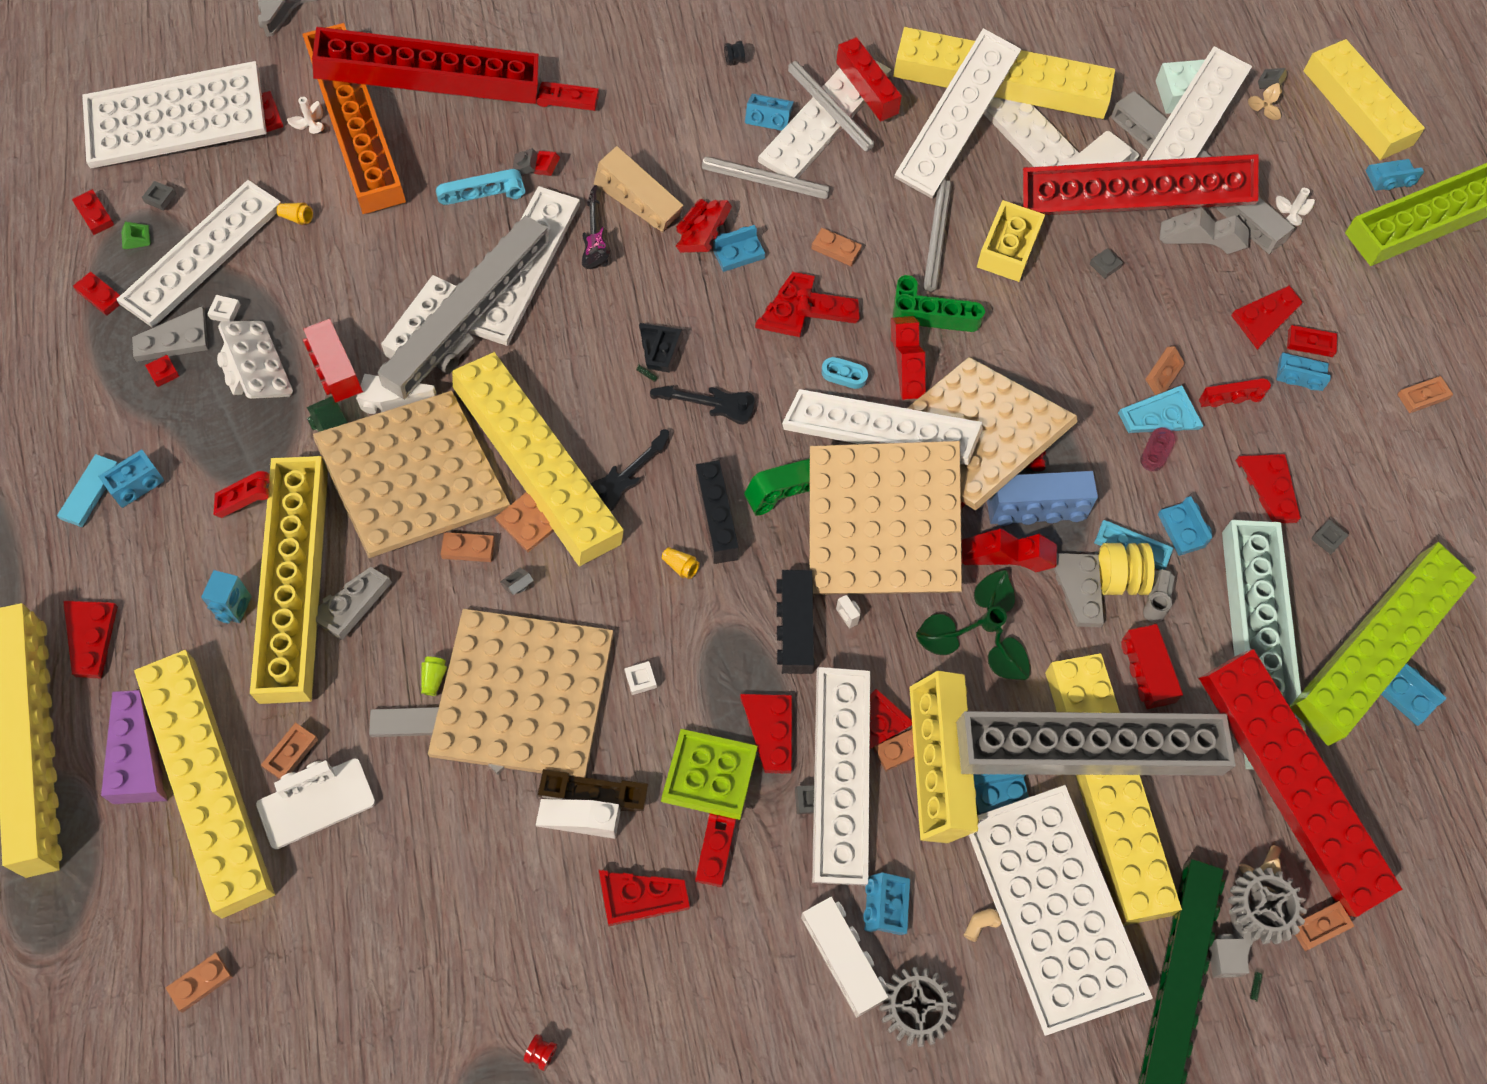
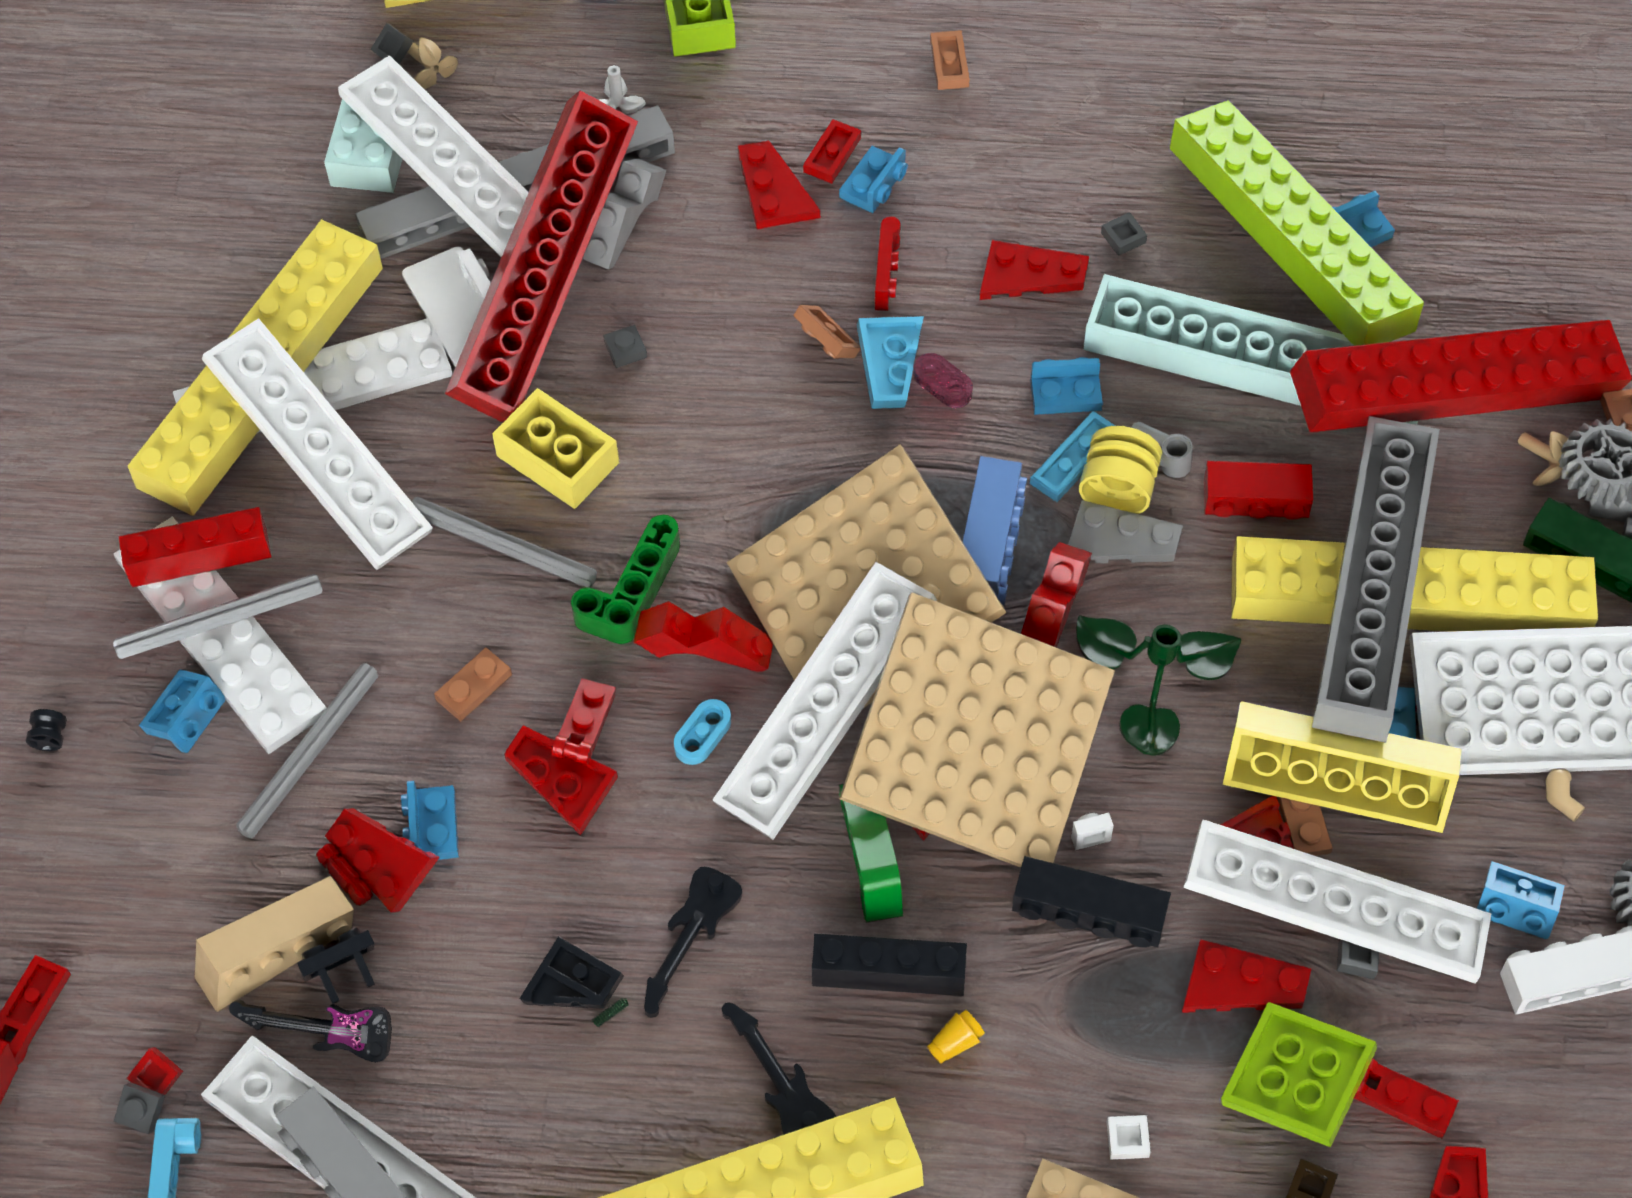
camera: 70 degrees left, 5 degrees down
(640, 225) = (350, 946): none -> black plate

